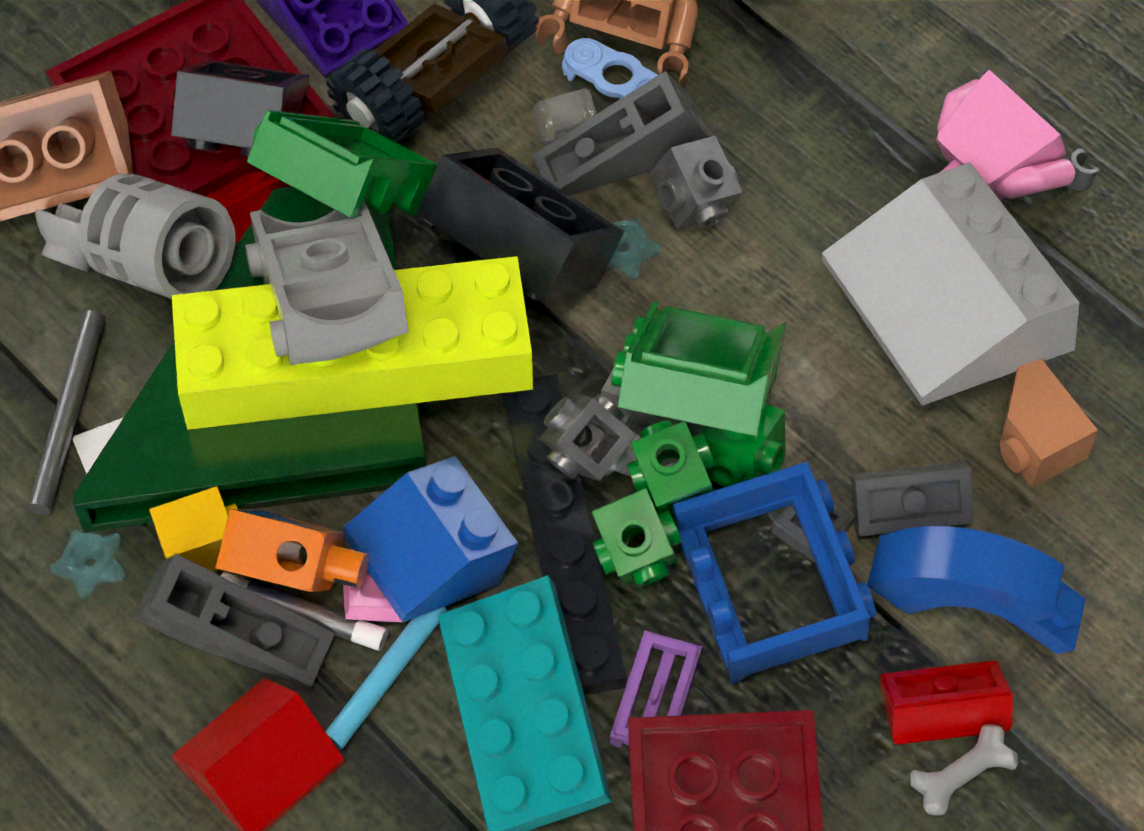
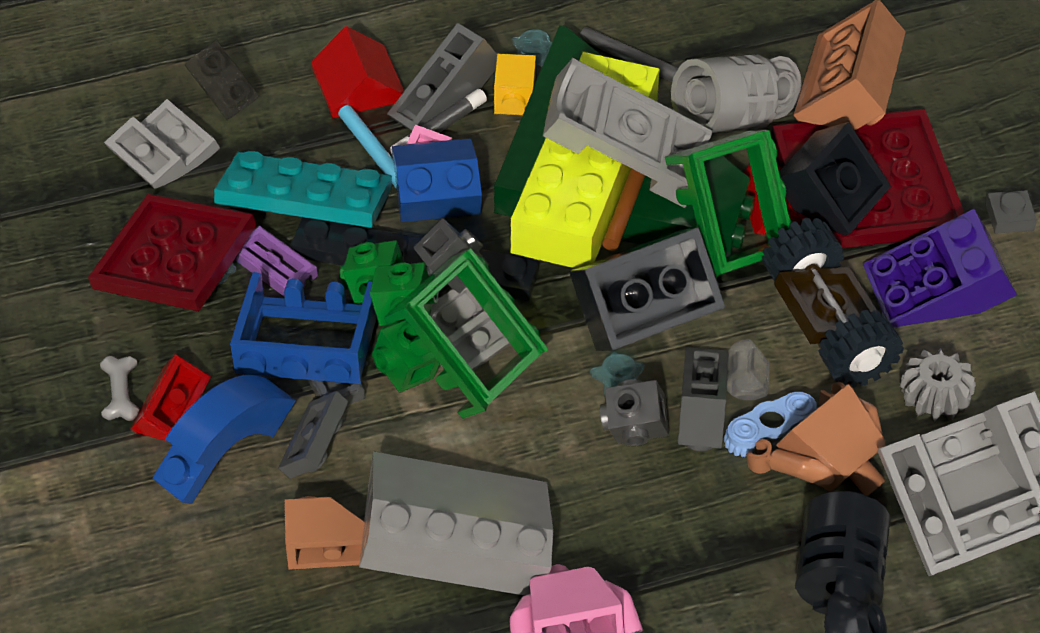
camera: 115 degrees right, 10 degrees down
(271, 550) = (466, 100): orange torso -> none

